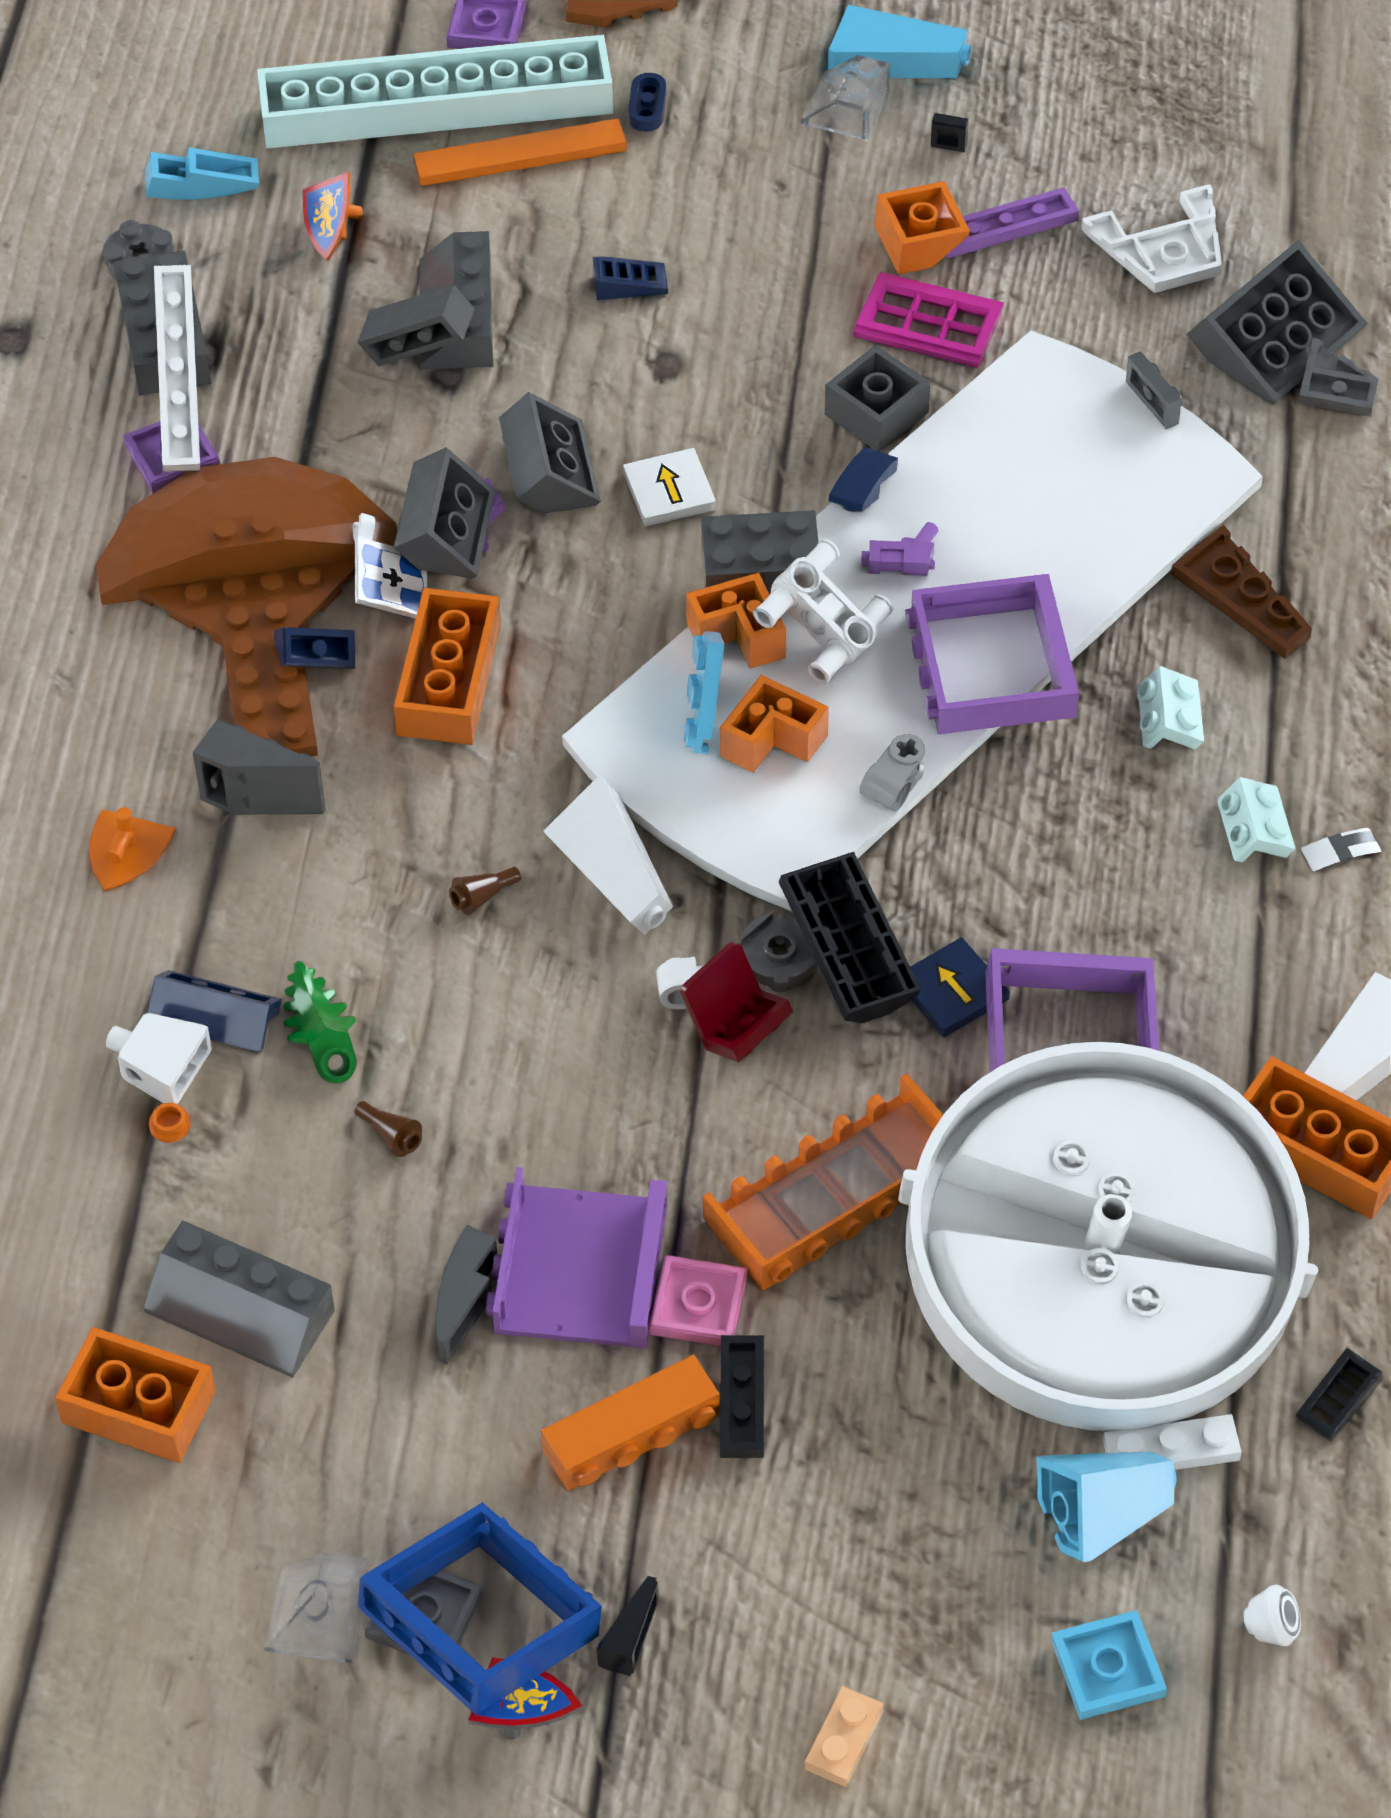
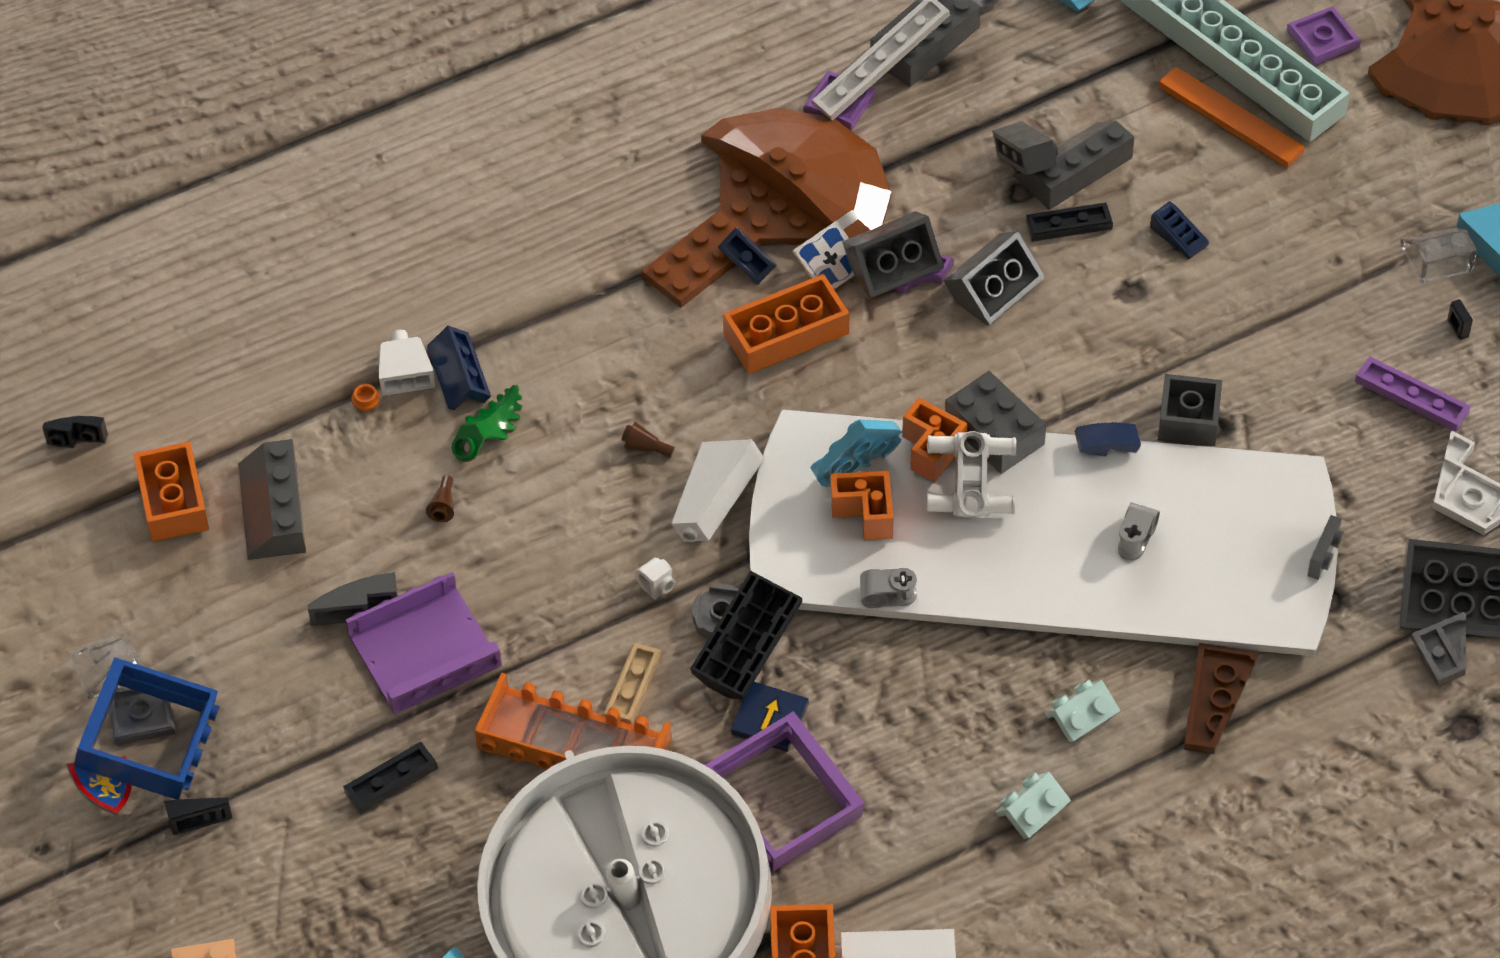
camera: 55 degrees right, 0 degrees up
(125, 846) = (539, 261): orange shield -> none
(255, 774) = (624, 279): dark grey slope -> none
(326, 213) = (1084, 58): shield -> none
(528, 357) = (1069, 221): none -> black tile
(631, 1423) = (329, 732): orange brick -> none
(647, 102) = (1329, 154): dark blue plate -> none
(669, 487) = (1030, 351): white tile -> none
(697, 1300) = (442, 719): bright pink tile -> none
(730, 1006) = (654, 607): dark red bracket -> none
(800, 1087) = (634, 681): none -> tan tile
(905, 556) = (1070, 498): medium lavender piece -> none
(919, 226) = (1355, 347): orange slope -> none
(922, 343) = (1275, 420): dark pink piece -> none
(983, 599) = (1030, 526): medium lavender window -> none
(1001, 525) = (1136, 530): none -> light grey piece
(1340, 848) = (1056, 865): white sticker -> none

